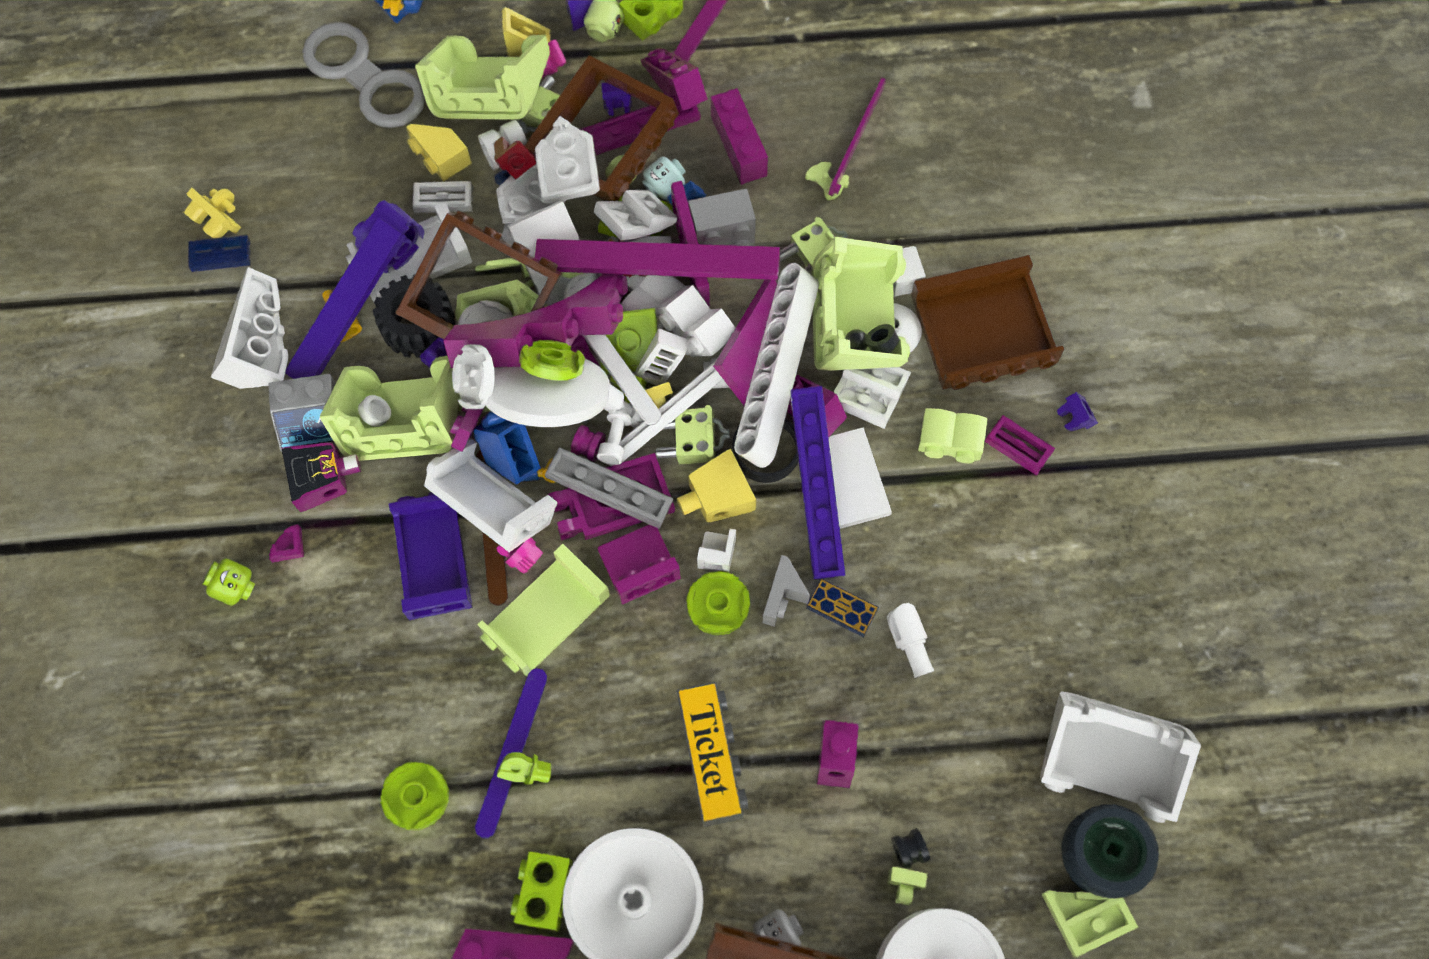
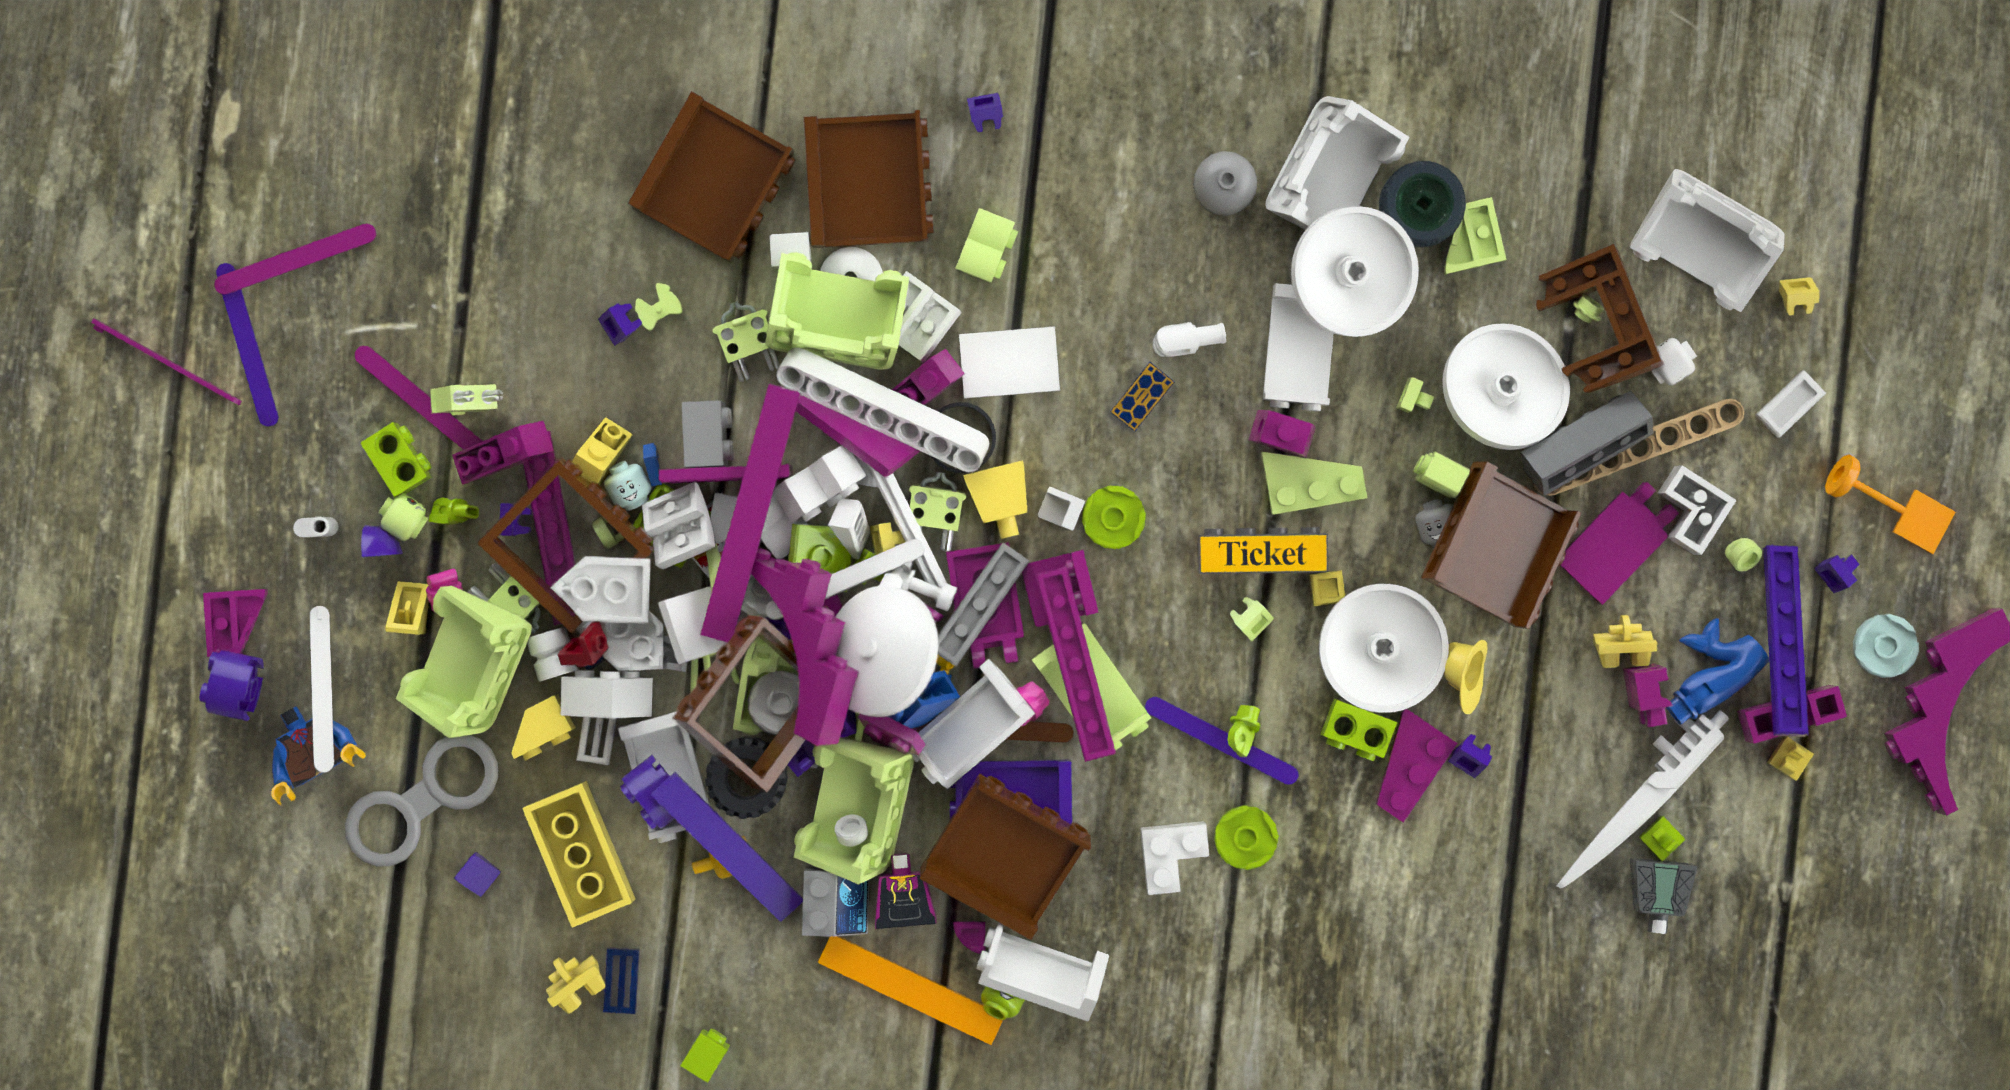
camera: 80 degrees left, 20 degrees up
(151, 326) = (706, 1054): none -> lime brick
(230, 497) = (909, 988): none -> light orange tile
(251, 609) = (1041, 974): none -> white panel
(253, 339) = (742, 952): white wedge -> none
(304, 124) = (477, 874): none -> dark purple slope
(327, 192) = (579, 854): none -> light yellow brick
(363, 552) = (1004, 855): none -> reddish brown panel
(387, 709) = (1165, 846): none -> white brick
(471, 184) = (608, 696): none -> white brick
(473, 376) = (864, 719): white tile -> none
(551, 360) = (863, 639): lime tile -> none
(563, 584) = (1075, 664): none -> magenta tile
(616, 55) = (452, 511): none -> lime piece
(640, 757) = (1253, 620): none -> yellowish green tile
(687, 830) = (1327, 587): none -> light yellow tile
(690, 151) = (601, 450): none -> light yellow slope
(713, 39) = (464, 398): none -> yellowish green piece
(739, 136) = (590, 394): magenta brick -> none
(787, 585) = (1109, 449): light grey slope -> none
(792, 792) = (1310, 483): none -> yellowish green wing
(801, 150) = (617, 323): none -> dark purple tile
(817, 482) = (1016, 395): dark purple tile -> none
(831, 925) = (1441, 474): none -> yellowish green brick
(835, 186) = (676, 301): magenta piece -> none
(879, 339) = (870, 320): black plate -> none
(910, 849) = (1384, 385): black wheel -> none
(930, 755) = (1296, 355): none -> white panel
(952, 198) = (712, 178): none -> reddish brown panel
(1014, 454) = (1026, 160): magenta tile -> none
(1023, 787) = (1354, 271): none -> white dish
(1073, 648) = (1225, 183): none -> light grey cylinder

